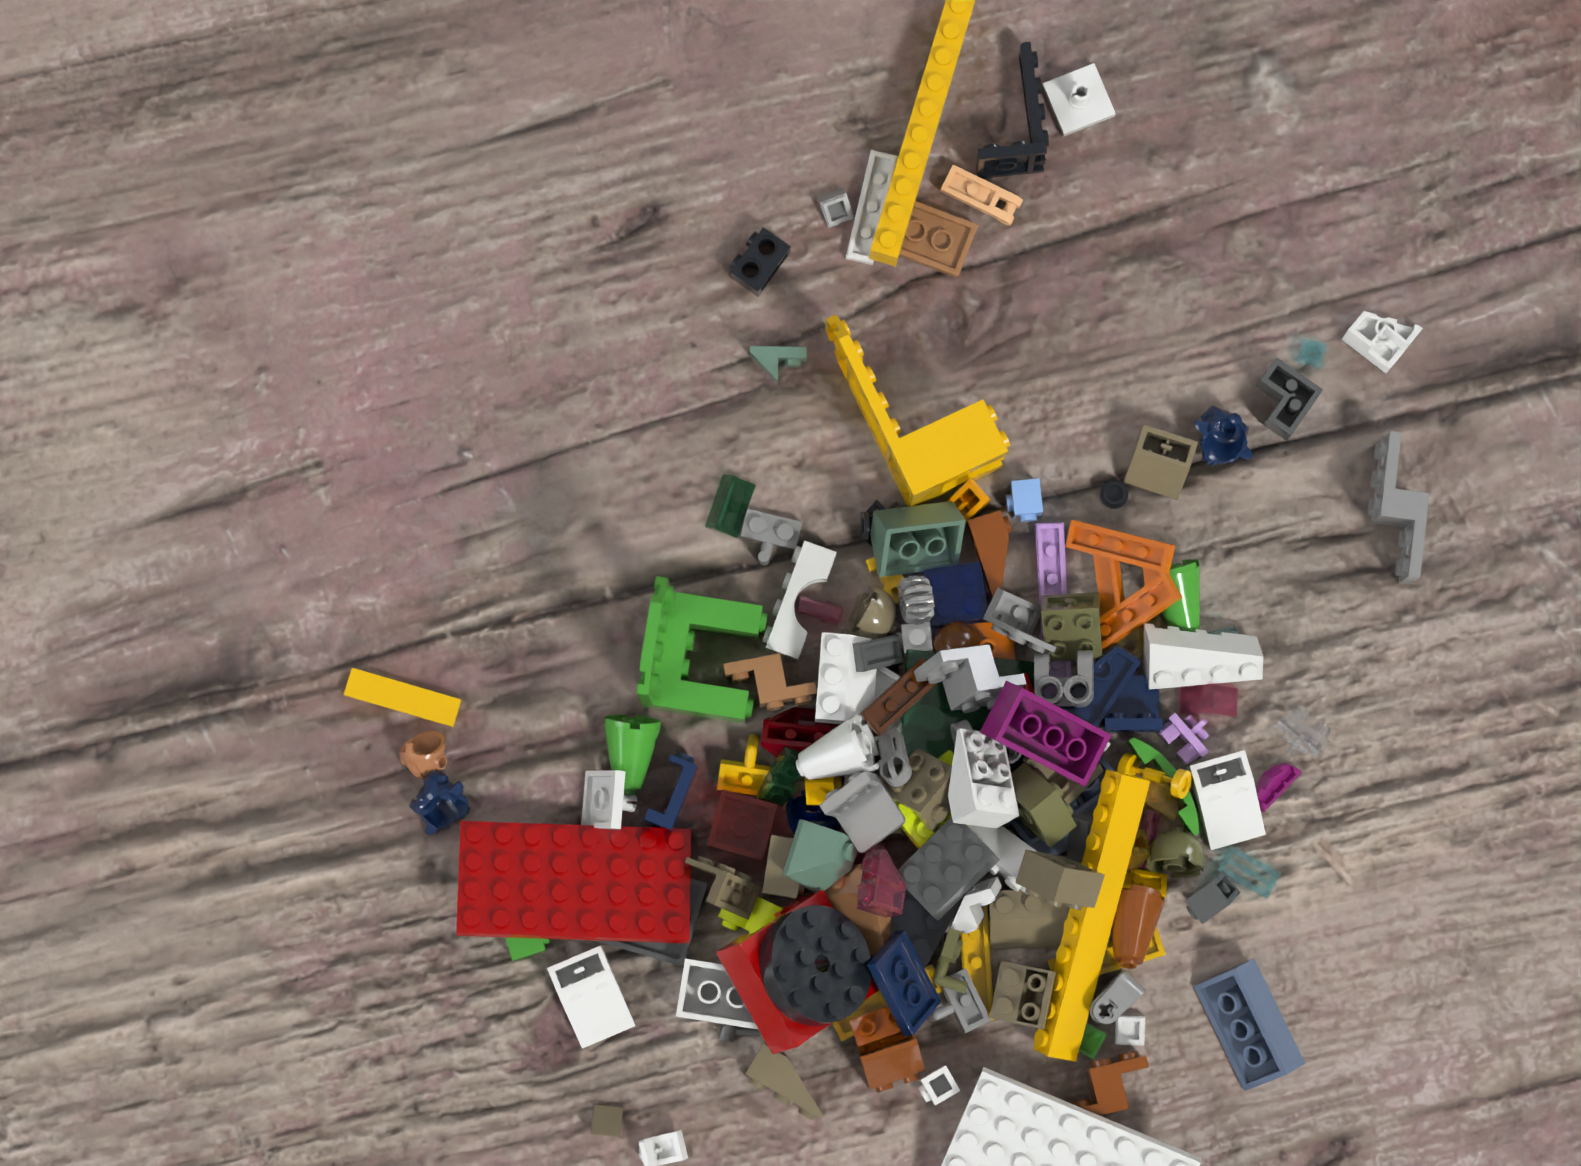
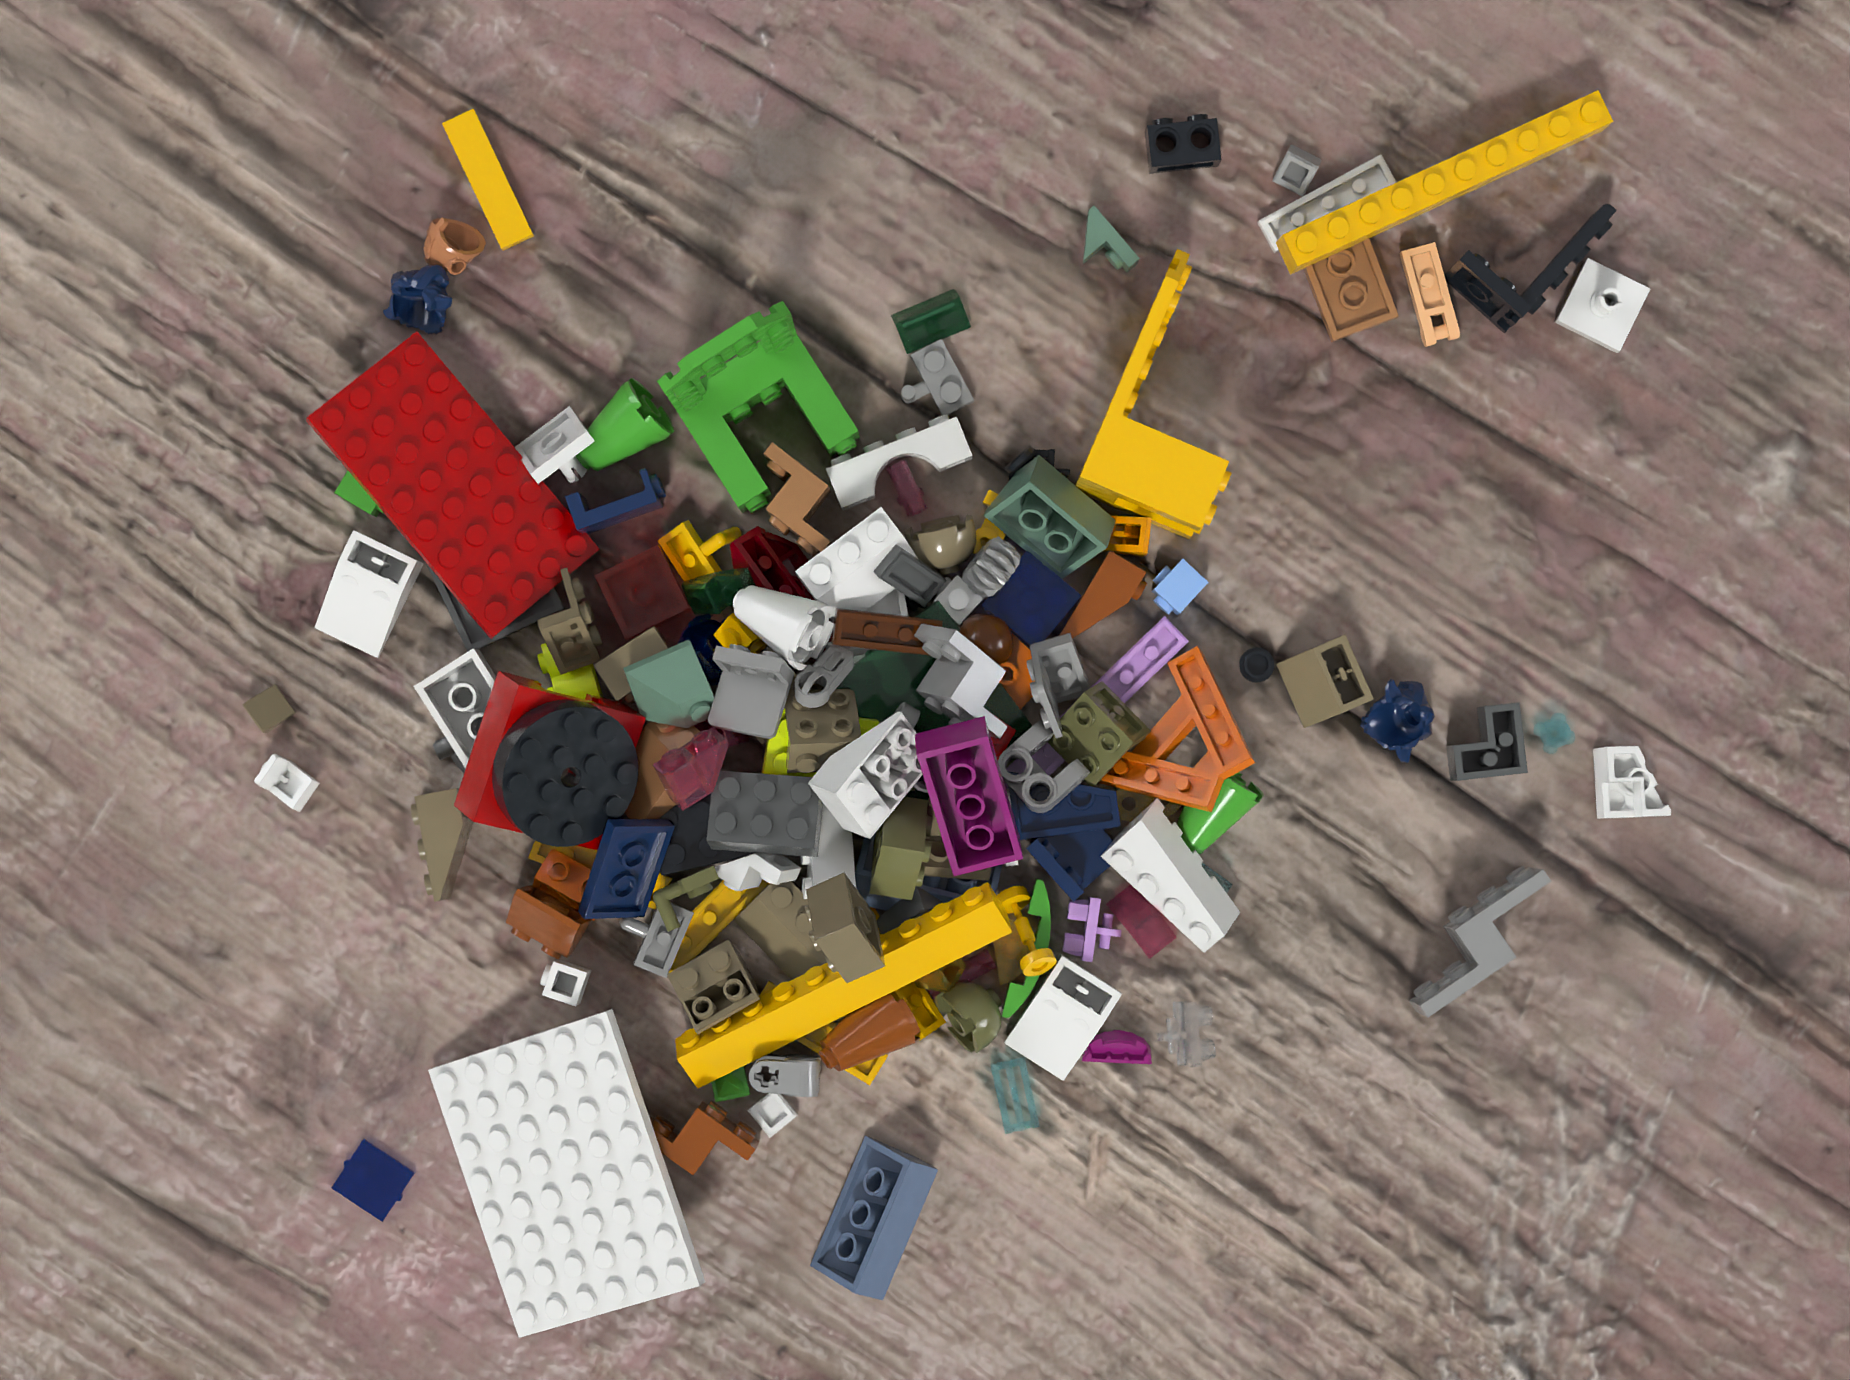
camera: 50 degrees right, 5 degrees up
(1212, 897) = (958, 1082): dark grey brick -> none

